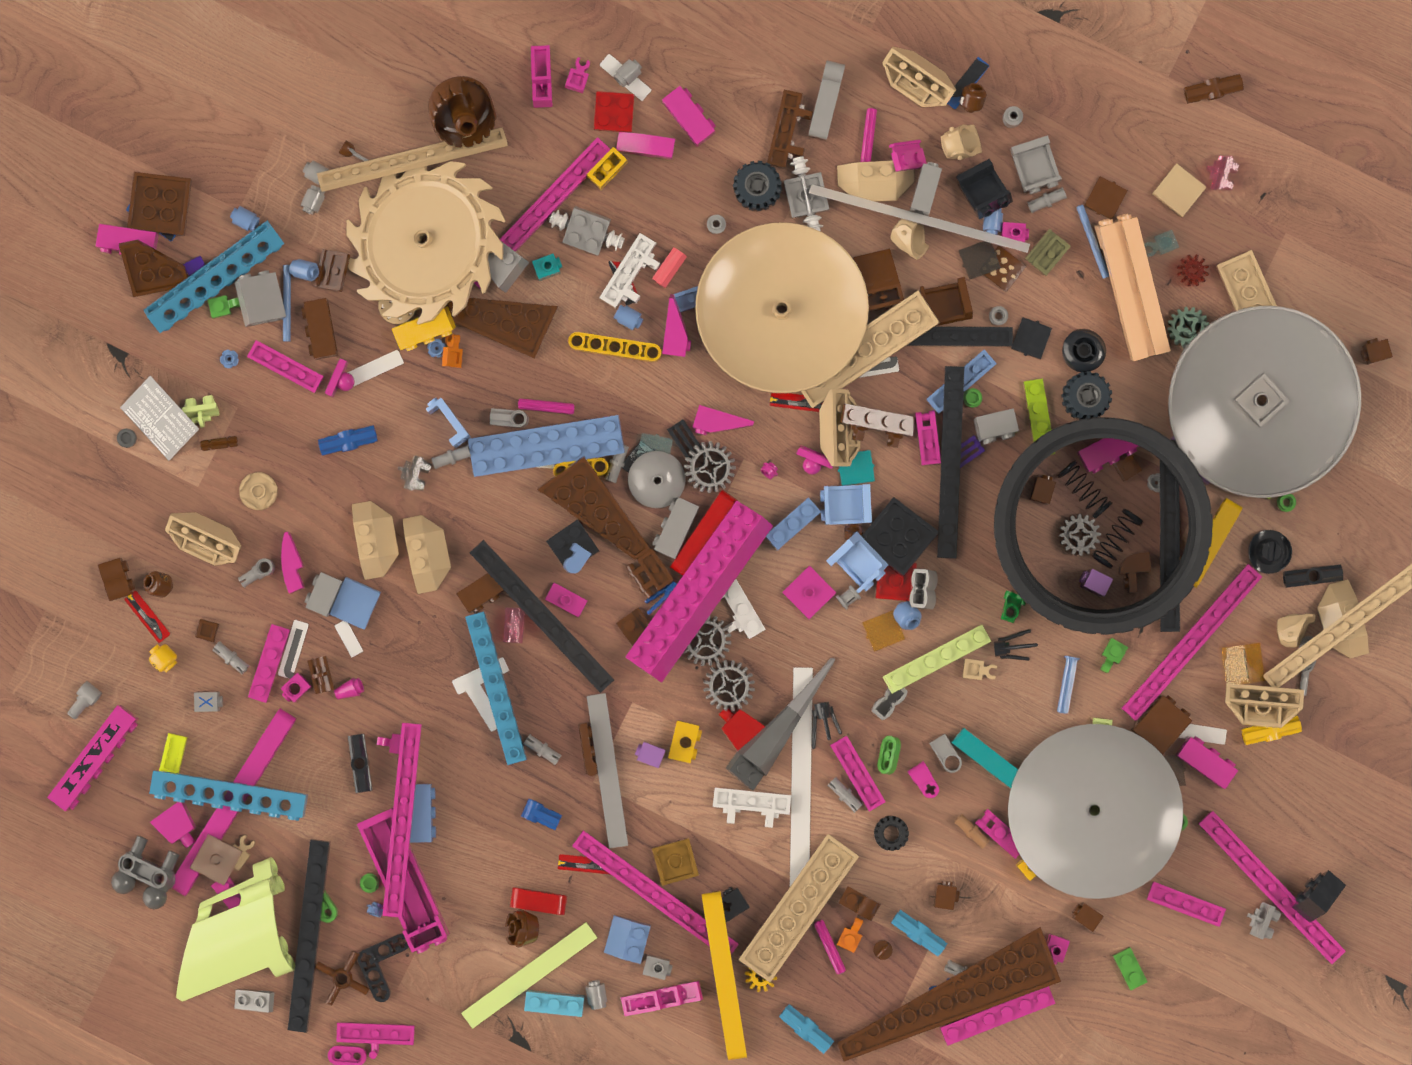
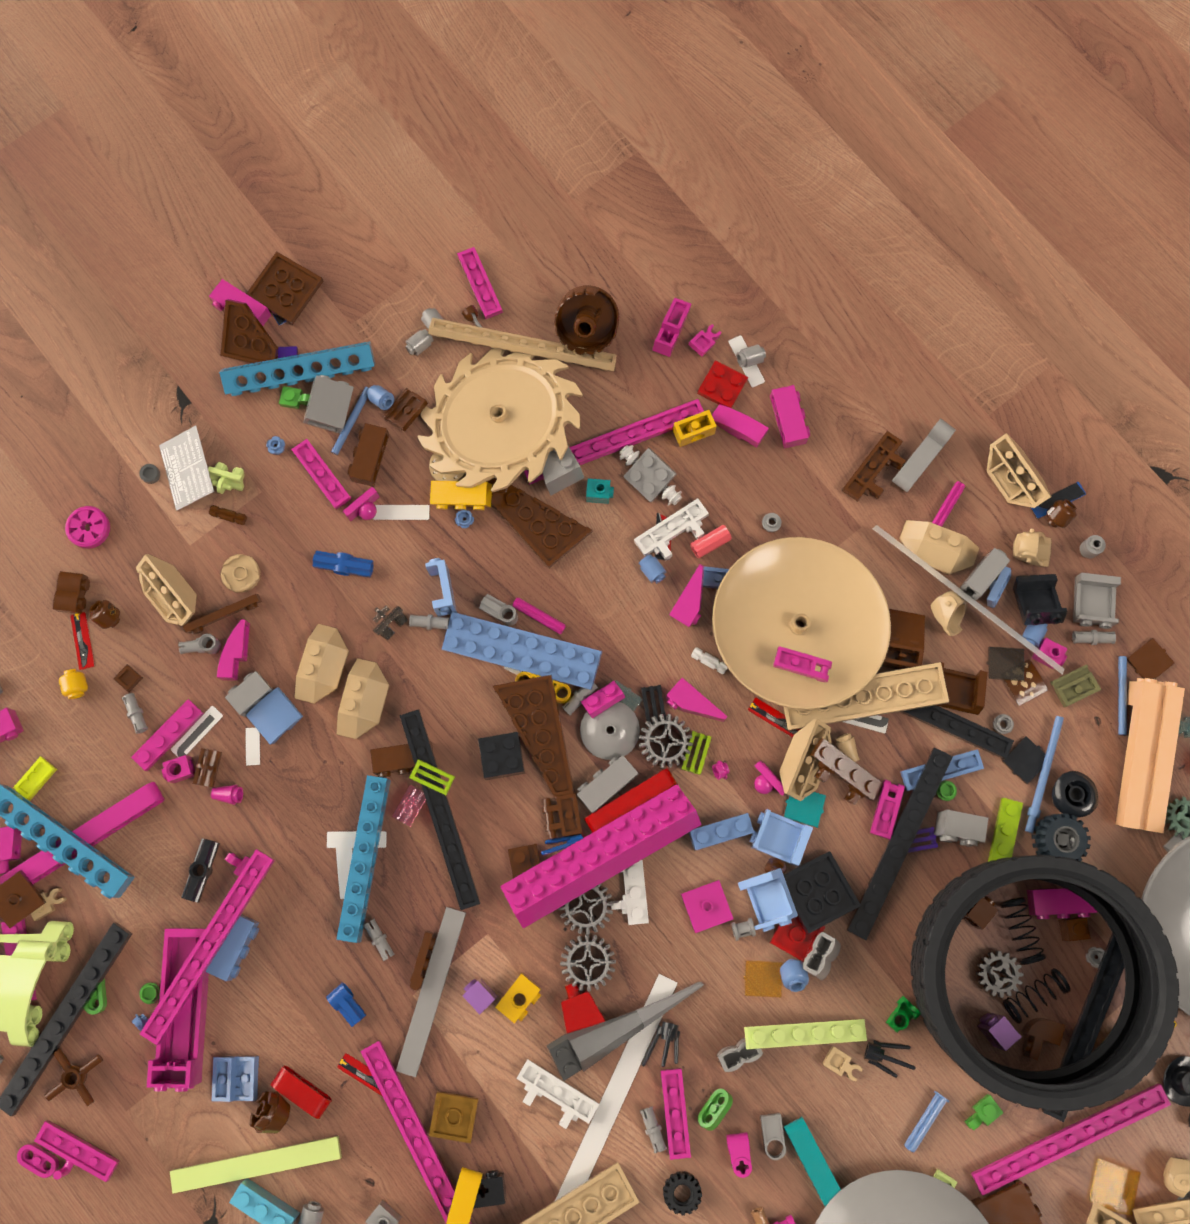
camera: 25 degrees right, 10 degrees down
(93, 502) = (76, 527): none -> dark pink wheel
(207, 701) = (91, 744): light grey brick -> none
(244, 218) = (351, 331): medium blue brick -> none
(281, 515) = (247, 603): none -> reddish brown plate
(341, 114) = (480, 283): none -> dark pink plate
(377, 957) = (118, 1072): black beam -> none
(452, 354) = (475, 528): orange plate -> none
(477, 917) = (235, 1078): none -> medium blue slope
(506, 592) = (448, 784): none -> lime tile
(566, 600) = (471, 804): dark pink plate -> none
(577, 560) = (495, 771): medium blue leg -> none
(605, 347) = (623, 581): yellow beam -> none
(627, 939) = (368, 1175): medium blue slope -> none
(638, 456) = (603, 699): none -> dark pink plate
(717, 377) = (709, 660): none -> white axle
(743, 481) = (701, 736): none -> lime tile
(757, 185) = (825, 504): black wheel -> none
(798, 195) = (860, 534): light grey plate -> none
(798, 347) = (802, 664): none -> dark pink plate
(871, 399) = (847, 745): none -> tan cone
(907, 155) = (978, 537): dark pink plate -> none
(943, 192) = (998, 586): none -> light blue plate
(1055, 381) = (1033, 811): none -> medium blue bar

